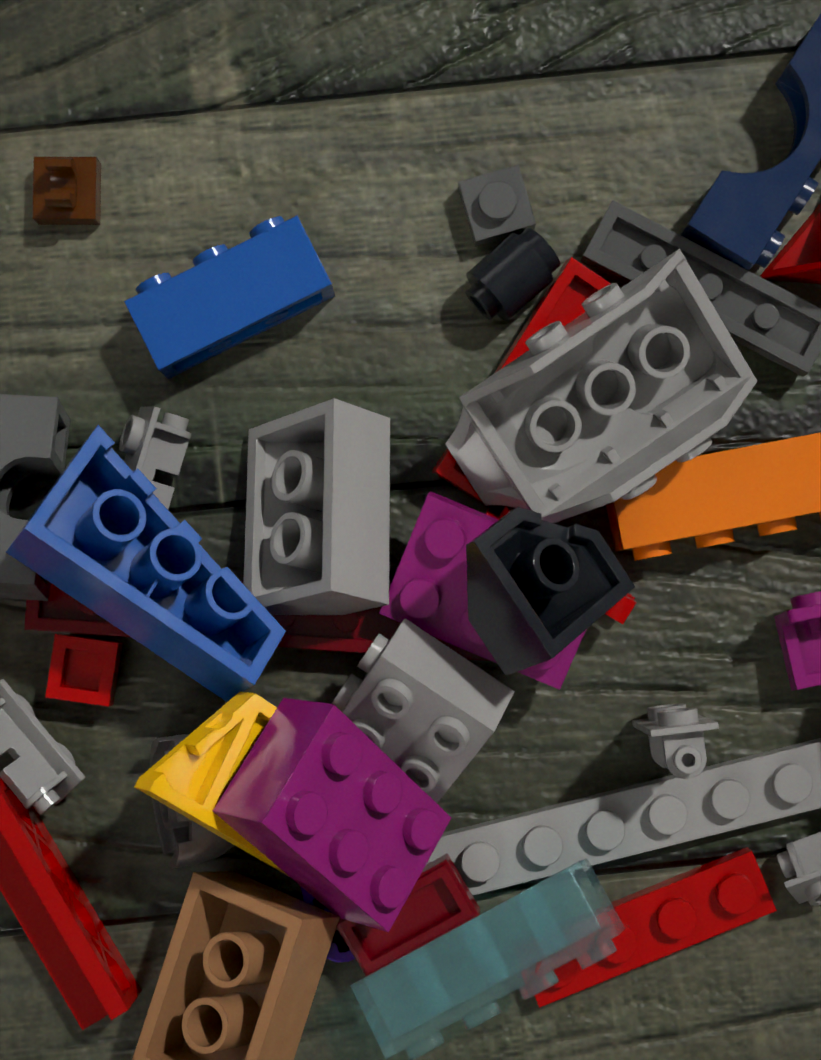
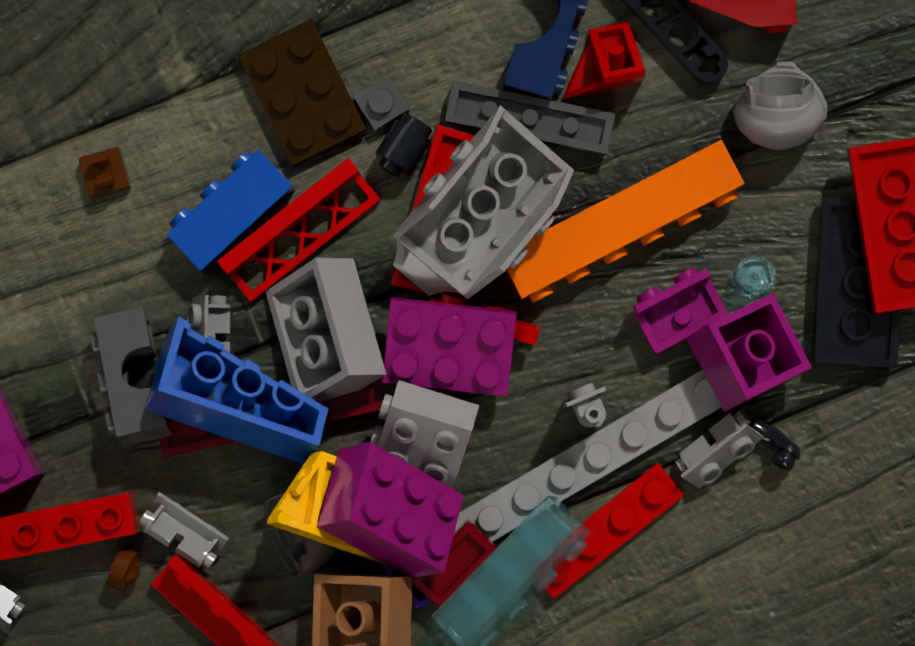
camera: 25 degrees left, 0 degrees up
(84, 669) = (207, 472): red plate -> none
(313, 332) = (288, 218): none -> red fence
(386, 157) = (302, 93): none -> dark brown plate
(538, 586) = (472, 335): black slope -> none

